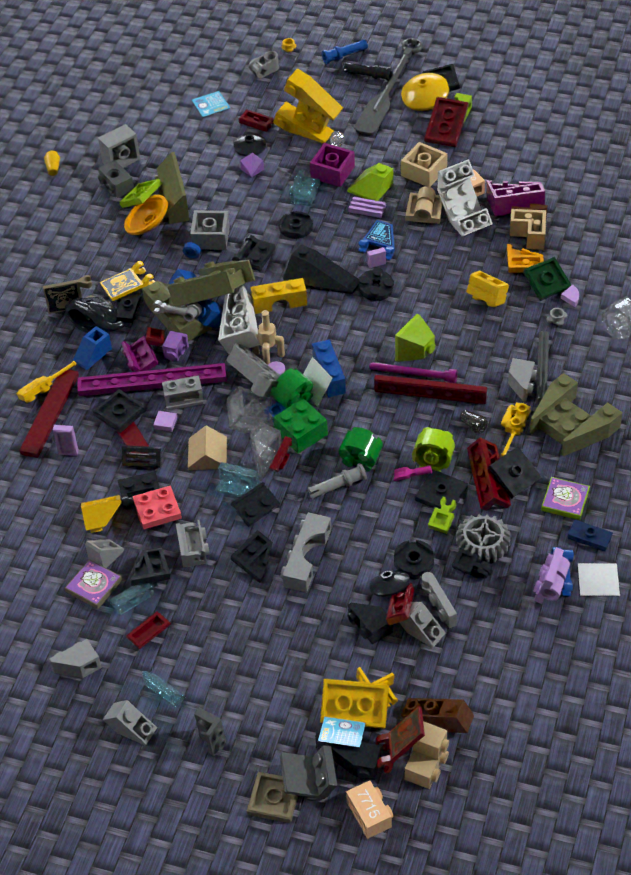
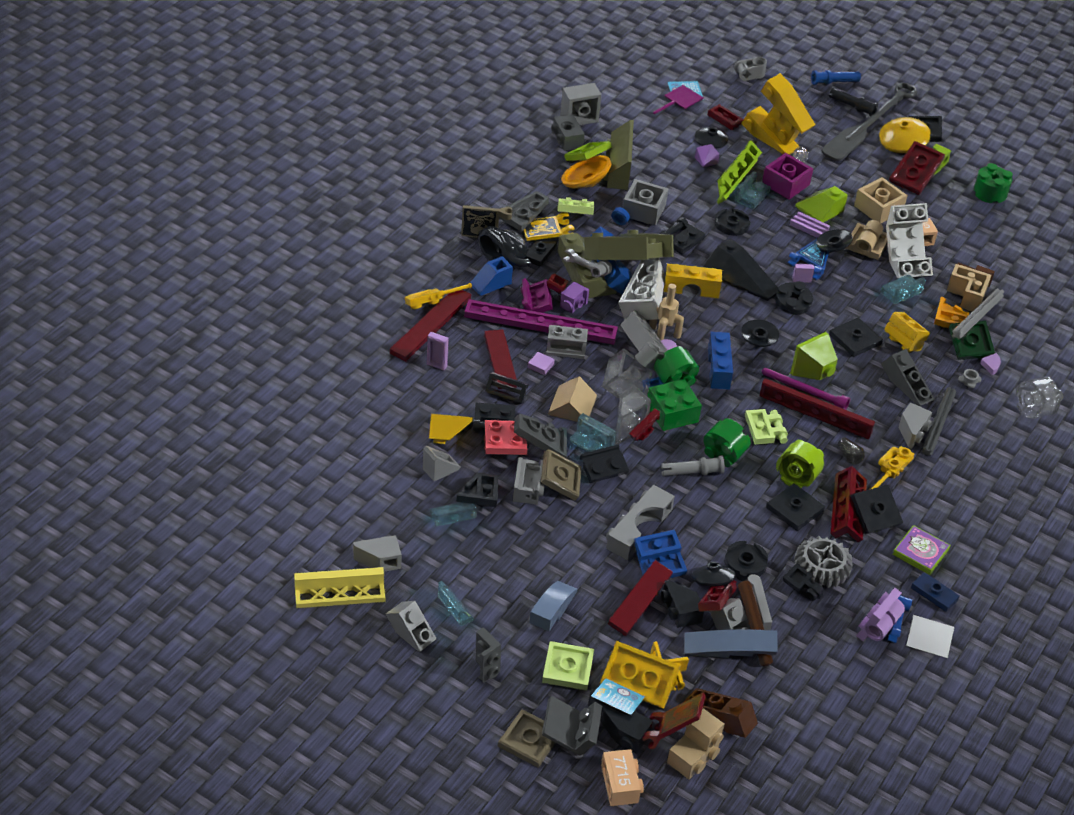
camera: 10 degrees right, 5 degrees down
(49, 702) = (339, 583): none -> light yellow fence
(52, 162) = (511, 100): yellow cone -> none
(93, 584) = (419, 490): tile -> none
(102, 269) = (526, 210): none -> dark grey wing
(119, 411) = (499, 340): black tile -> none
(146, 253) = (576, 206): none -> yellowish green plate
(148, 630) = (458, 547): dark red tile -> none
(191, 495) = (541, 435): none -> dark grey wing
(210, 111) = (681, 96): none -> magenta piece
(219, 528) = (561, 474): none -> dark tan tile
(253, 555) = (586, 510): black wing -> none
(253, 660) = (552, 605): none -> sand blue slope
(285, 173) = (737, 170): none -> lime wedge
(286, 715) = (568, 665): none -> yellowish green plate
(288, 45) = (781, 57): yellow plate -> none
(320, 380) = (707, 367): white sticker -> none
(330, 627) = (640, 598): none -> dark red tile
(335, 580) = (663, 548): none -> blue slope
(356, 329) = (760, 333): none -> black dish
(386, 424) = (760, 426): none -> yellowish green plate
(394, 216) = (834, 240): none -> black dish
(405, 472) = (765, 479): dark pink piece -> none
(425, 645) = (730, 642): none -> sand blue slope
(442, 518) = (788, 531): lime plate -> none
(442, 619) = (753, 615): none -> reddish brown axle
(443, 306) = (855, 337): none -> black plate
(470, 245) = (903, 288): none -> clear light blue bracket
(501, 333) = (906, 376): none -> dark grey slope
(505, 195) = (951, 251): magenta wedge -> none
(519, 117) = (993, 183): none -> green brick
(545, 252) = (978, 313): none -> light grey axle
(568, 422) = (949, 481): olive wedge -> none

